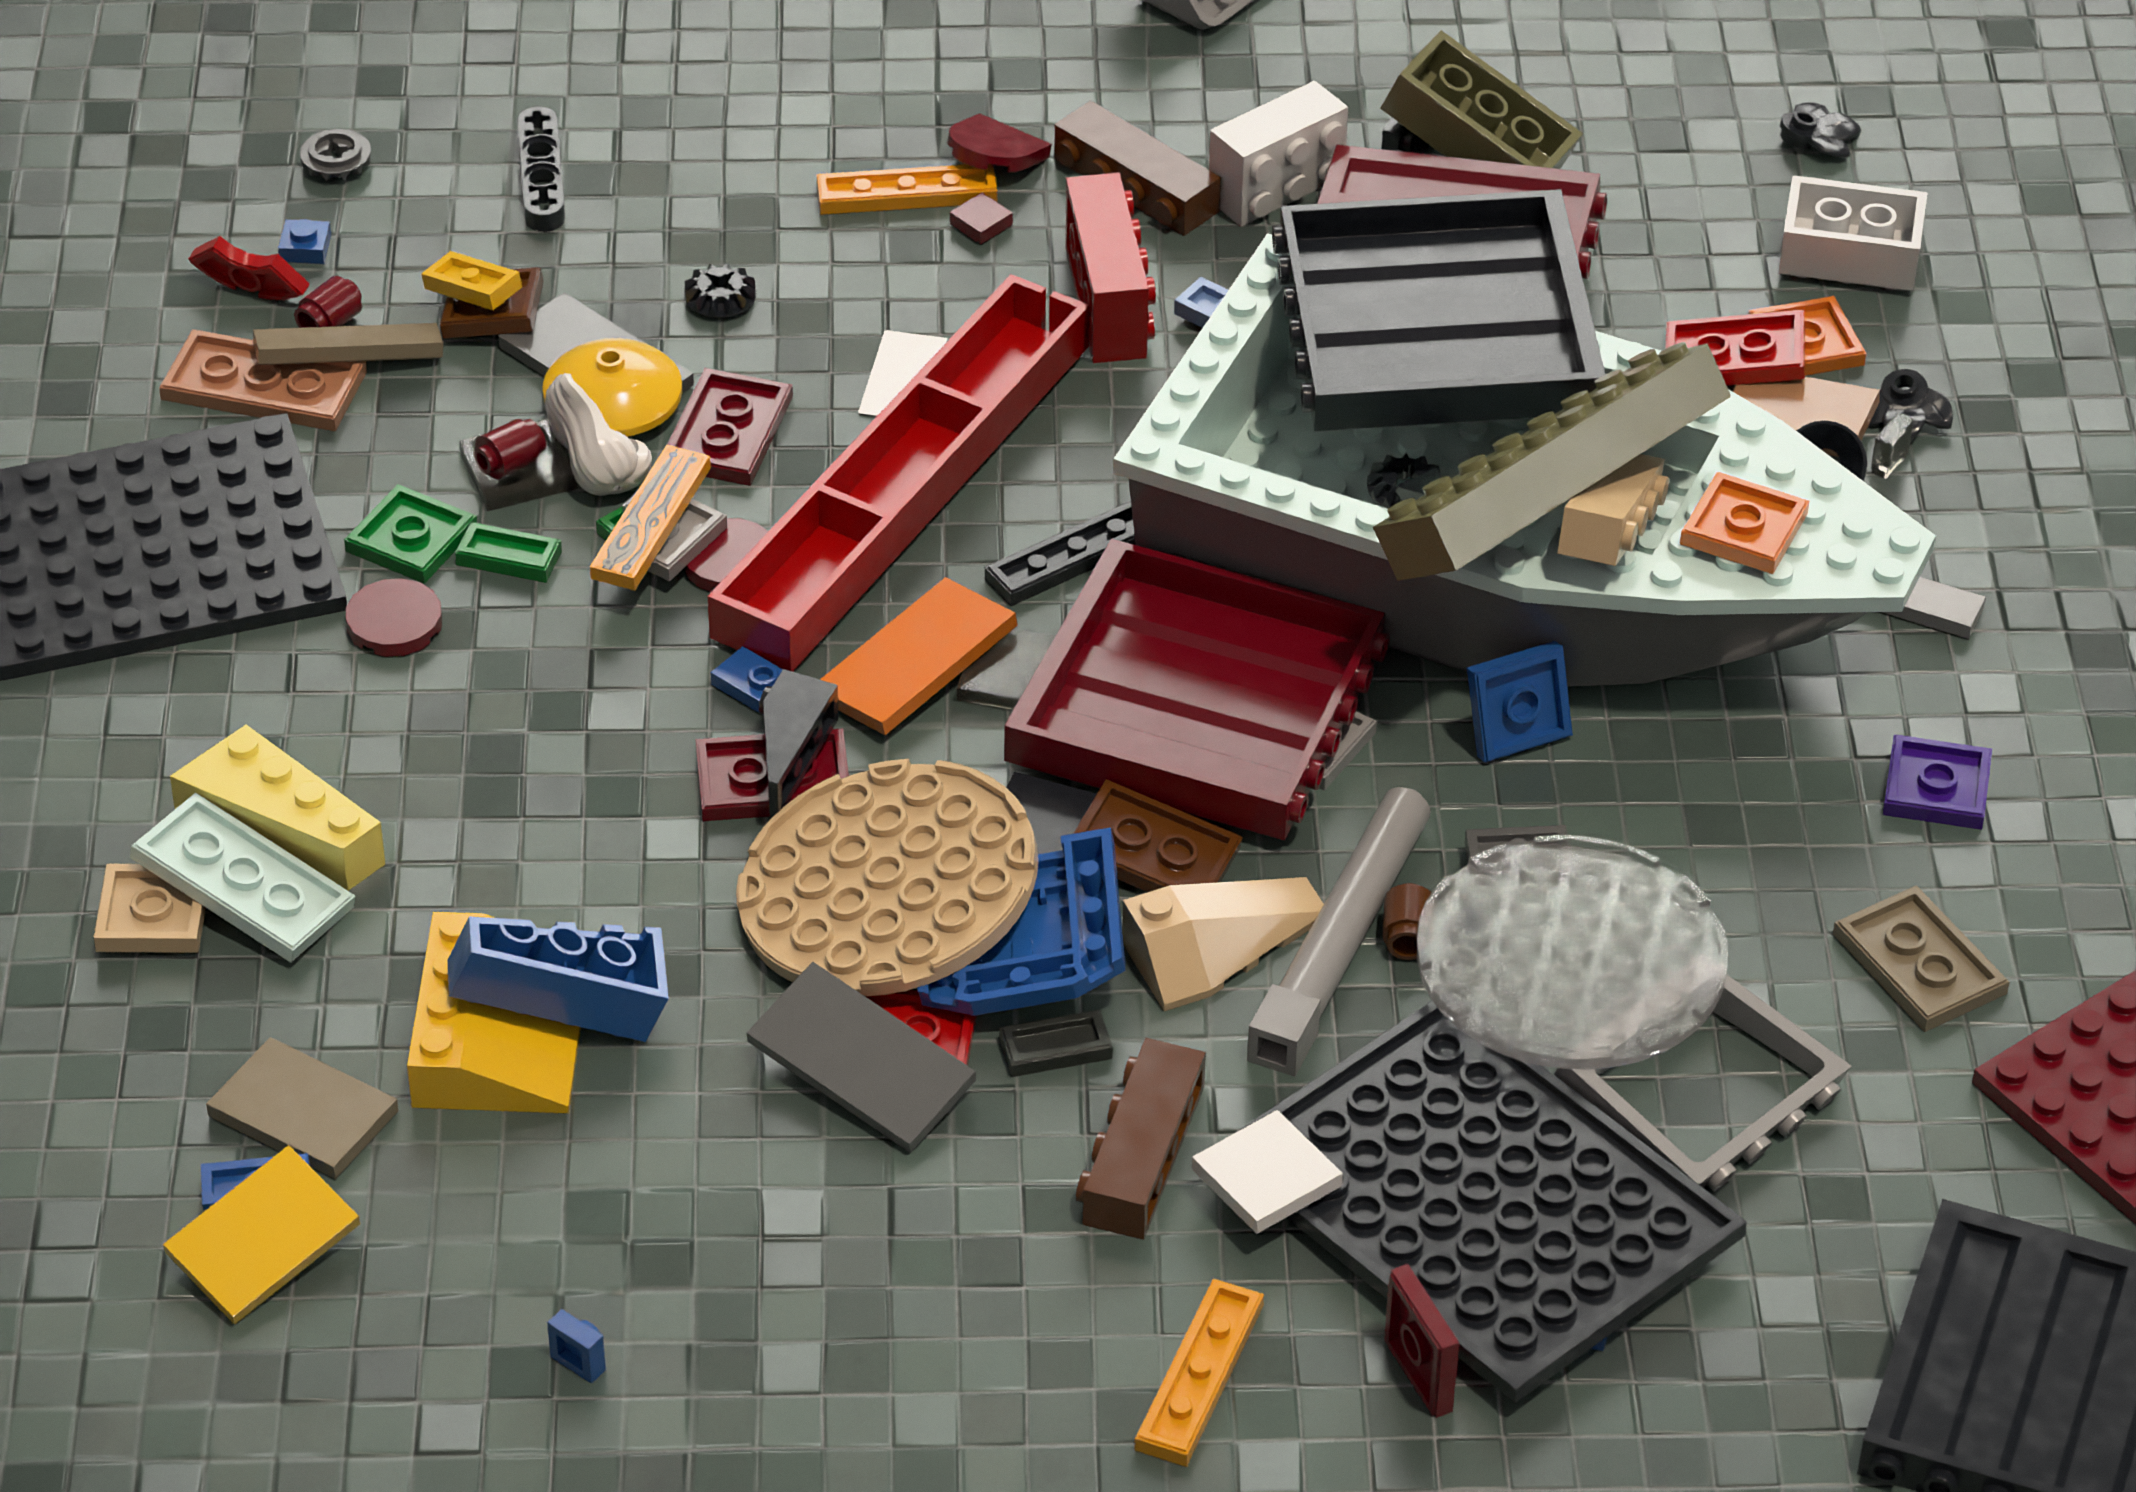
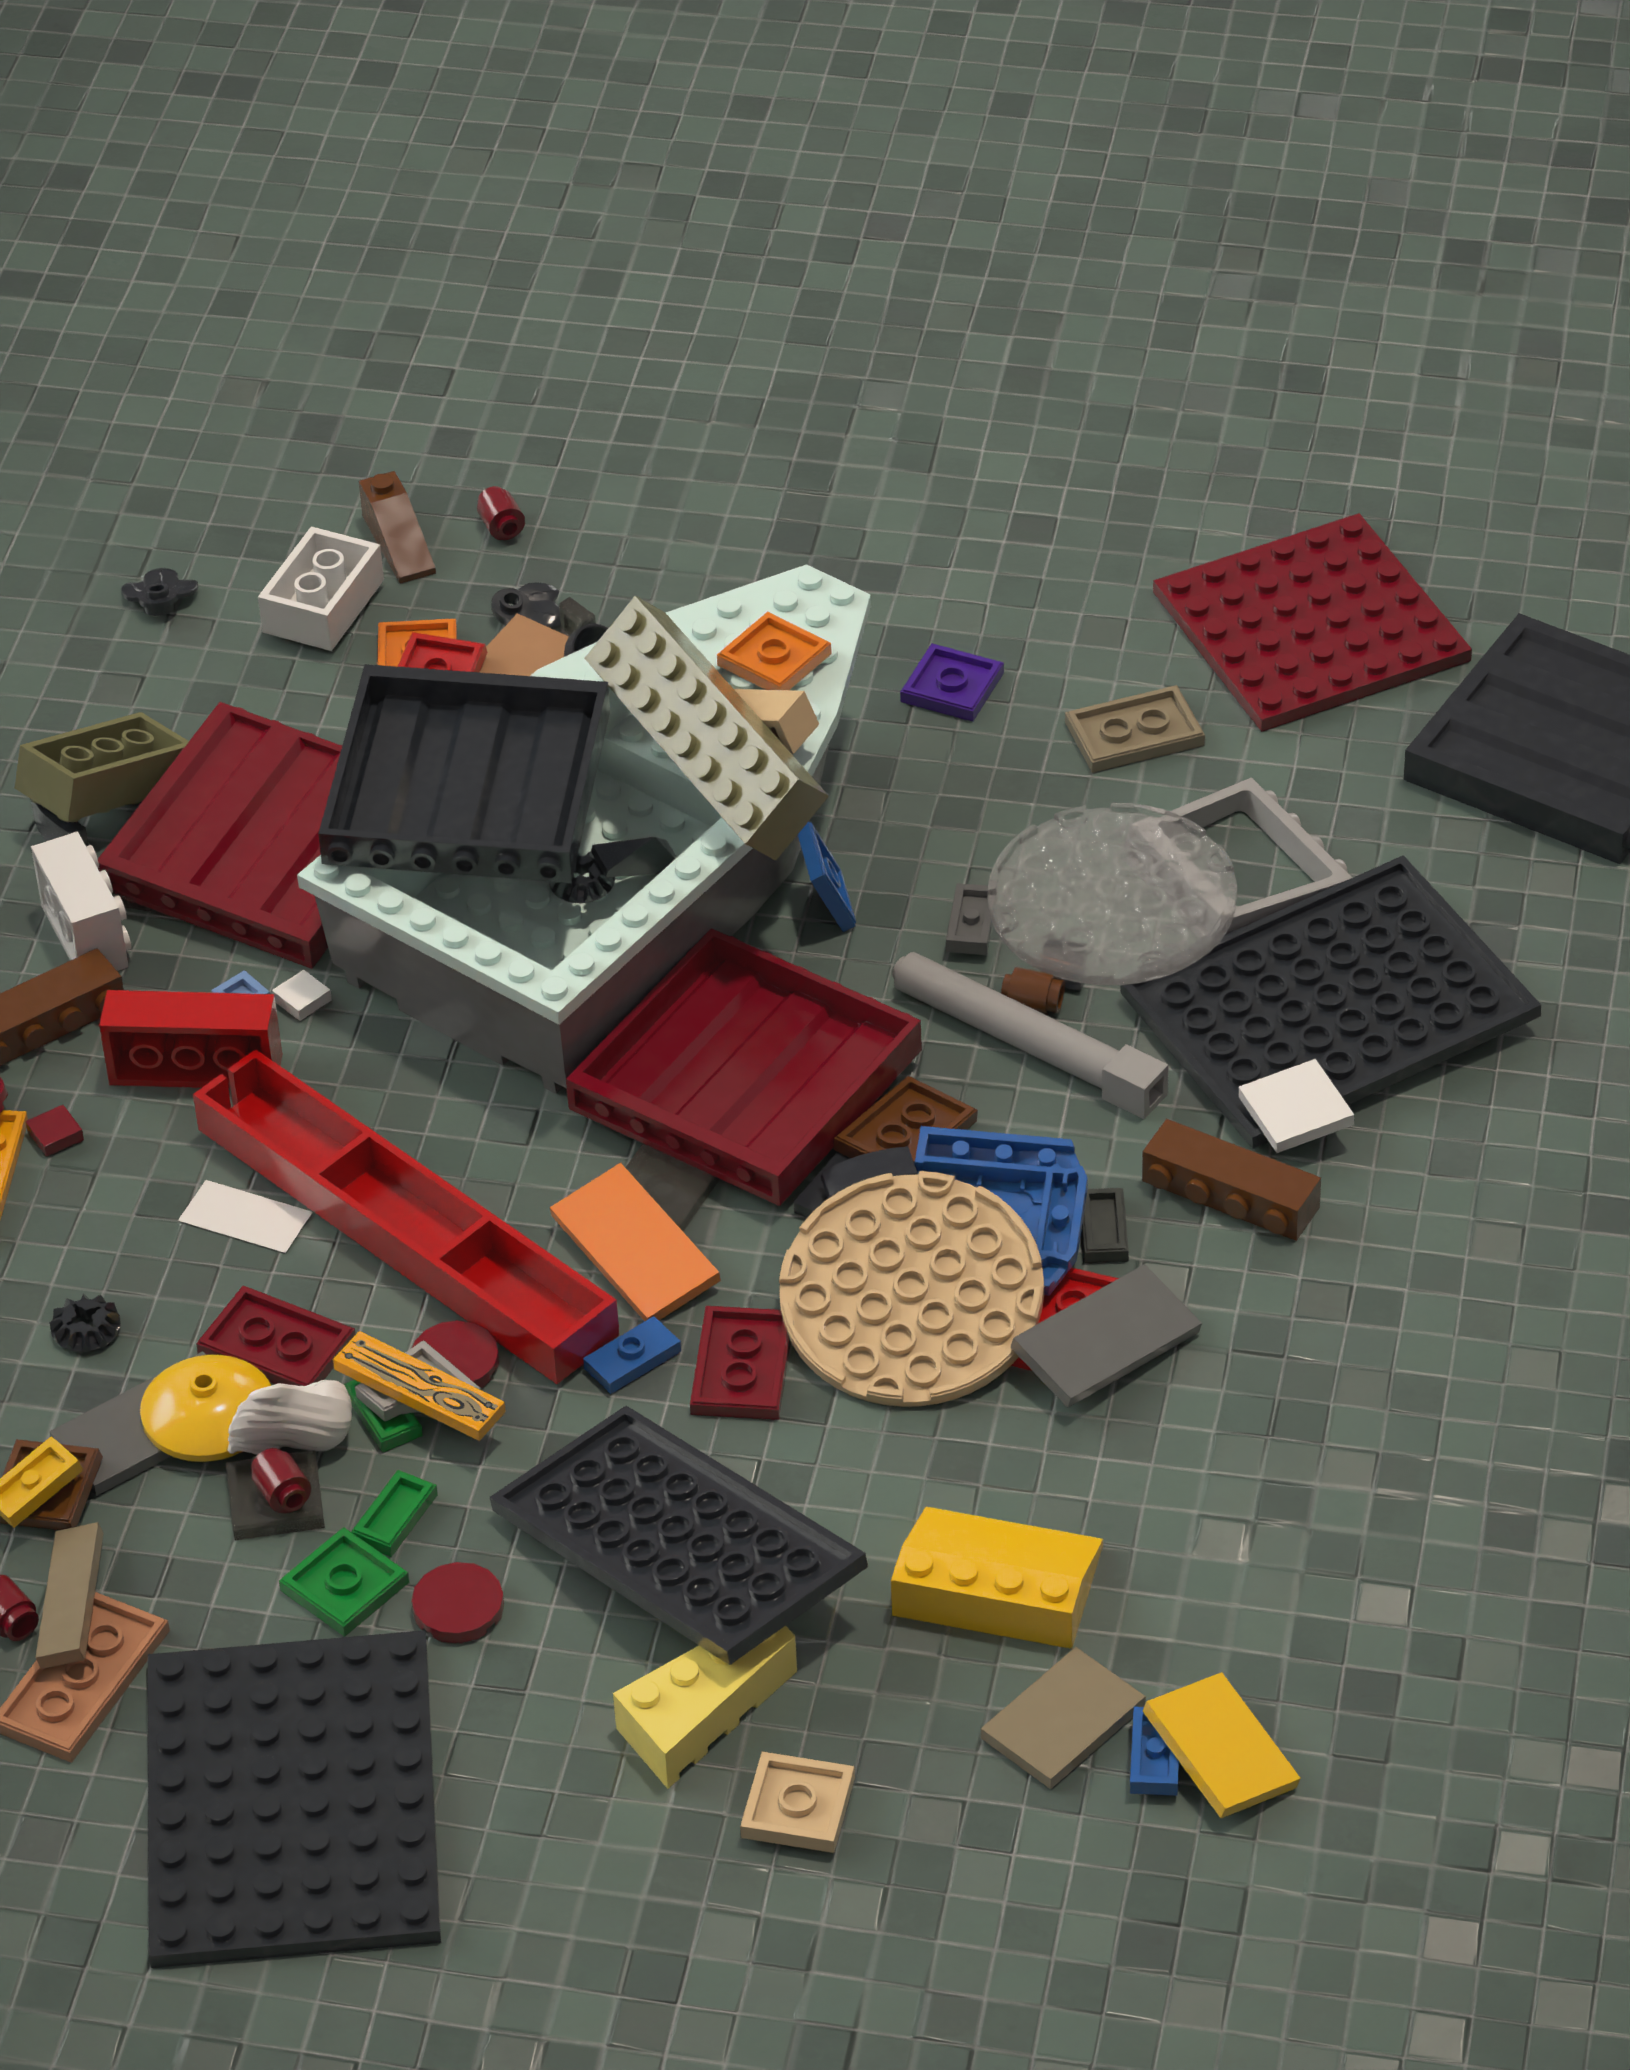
camera: 75 degrees left, 0 degrees up
(242, 877) = (785, 1727): light aqua tile -> none
(471, 739) = (679, 1534): none -> black plate
(563, 973) = (993, 1490): blue wedge -> none
(577, 1345) = (1381, 1551): blue plate -> none
(796, 724) = (730, 1328): slope -> none
(1048, 811) = (865, 1166): none -> black slope
(1059, 556) = (524, 1131): black tile -> none
(1199, 1372) = (1467, 1190): light orange tile -> none
(1204, 933) = (1007, 1096): tan wedge -> none
(1421, 1341) = (1488, 1044): dark red tile -> none
(1997, 275) = (395, 526): none -> reddish brown slope
(2057, 353) = (500, 513): none -> dark red brick

